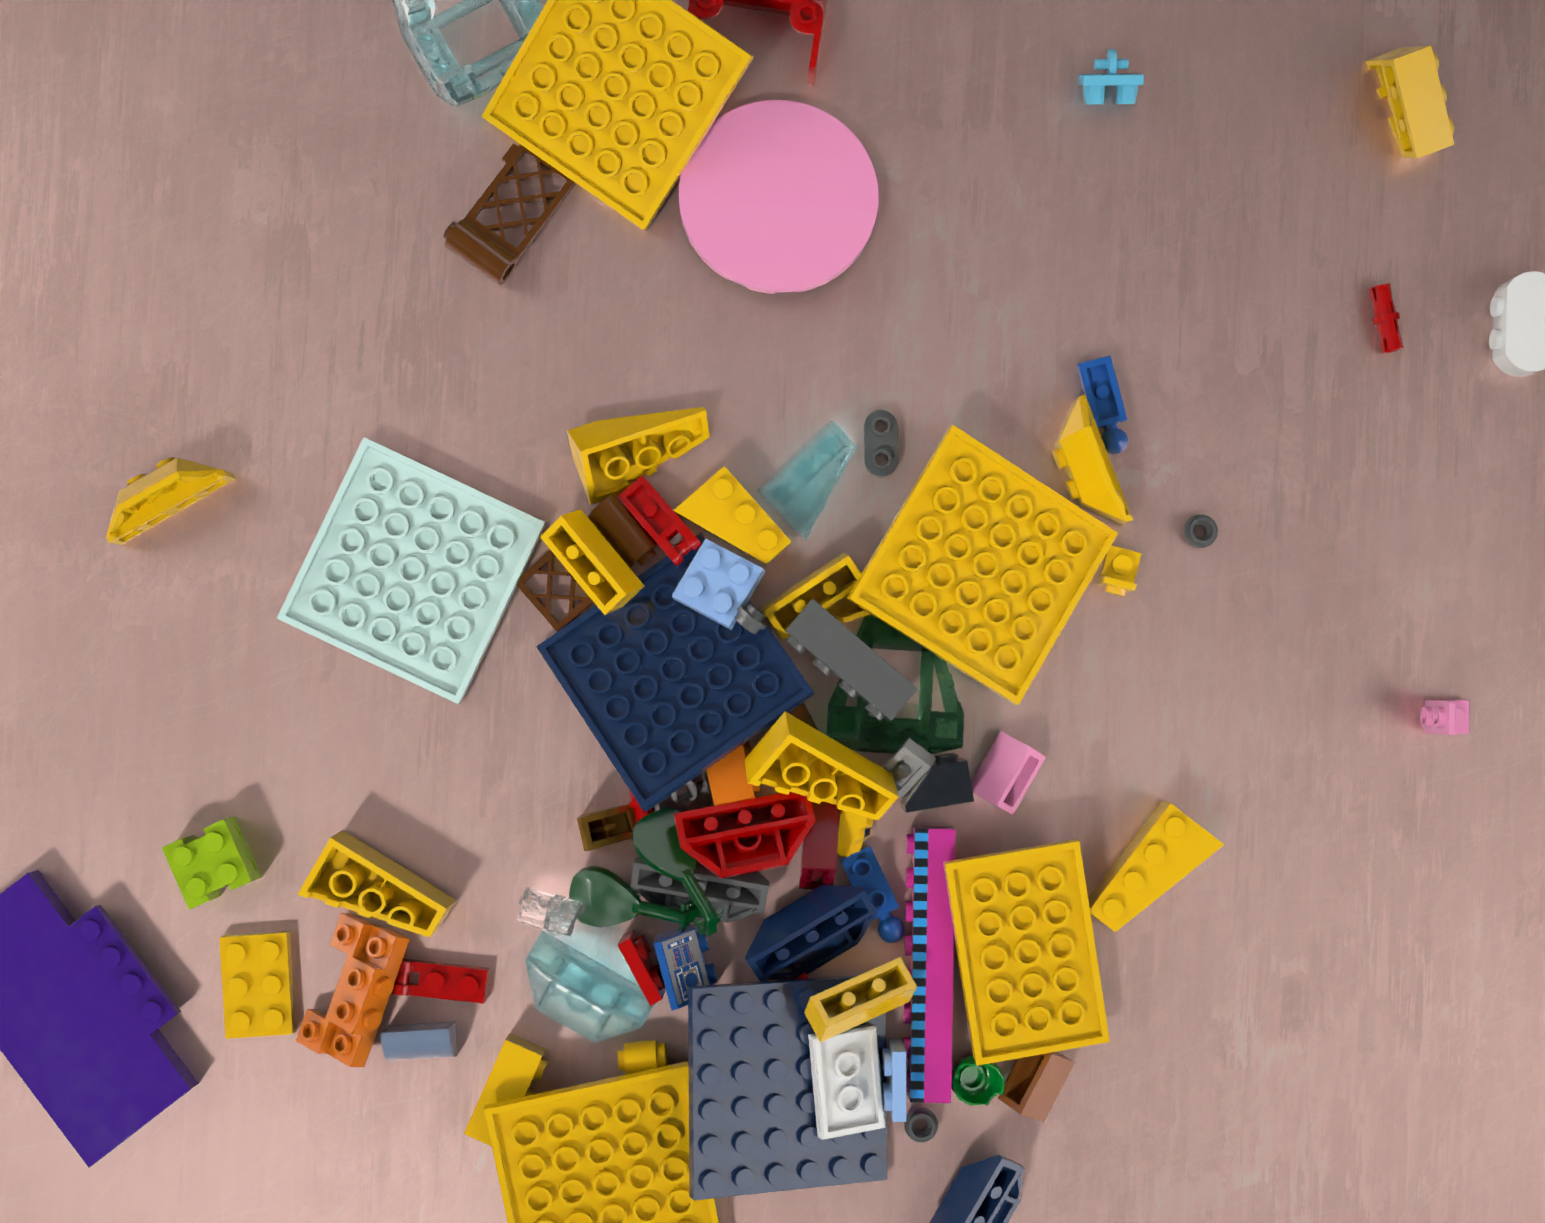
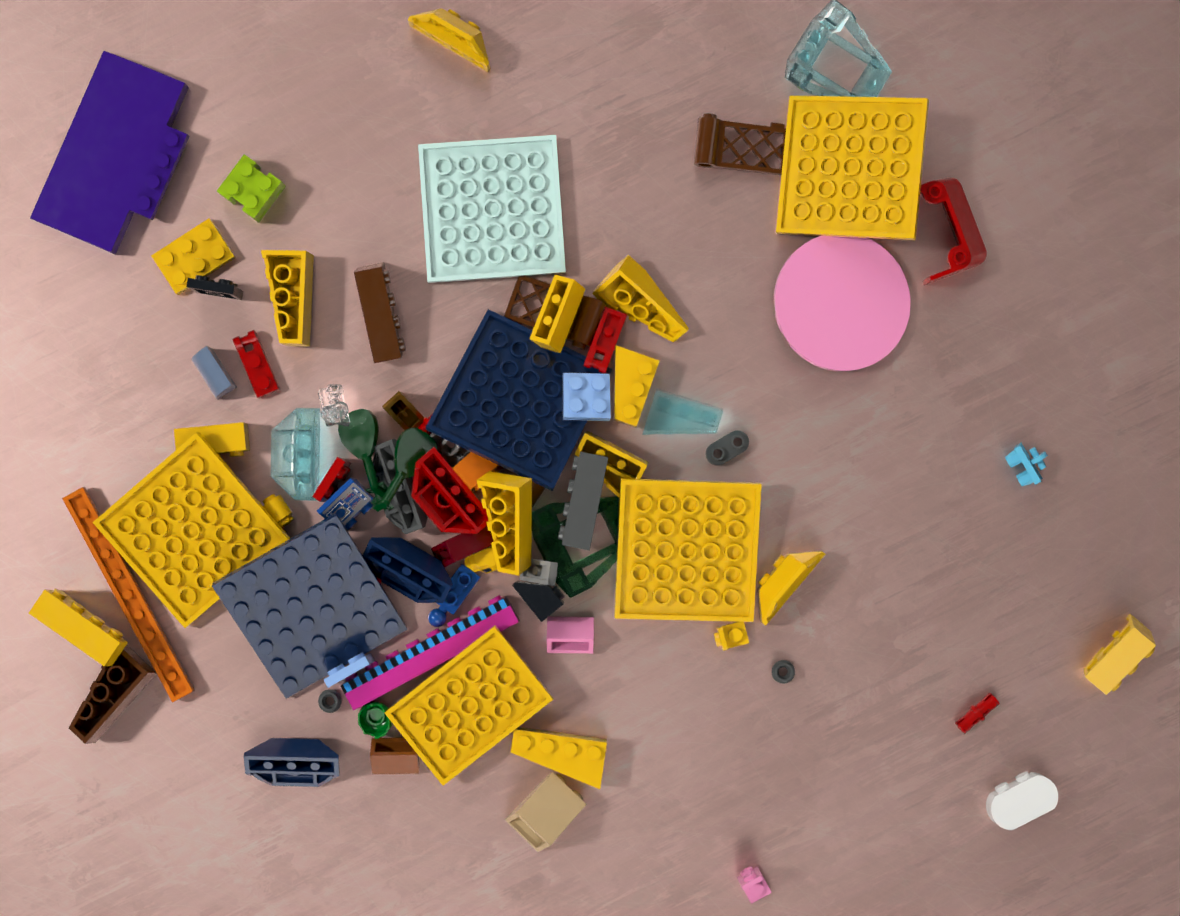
camera: 60 degrees right, 0 degrees up
(319, 971) = (223, 288): none -> black plate
(360, 993) = (223, 320): orange bracket -> none
(462, 788) = (379, 313): none -> reddish brown wedge
(751, 618) = (576, 427): dark grey plate -> none
(847, 1082) = (331, 640): white tile -> none
(860, 999) = (385, 620): yellow brick -> none
(1105, 401) = (828, 569): blue plate -> none
(1213, 927) = (546, 812): none -> tan slope

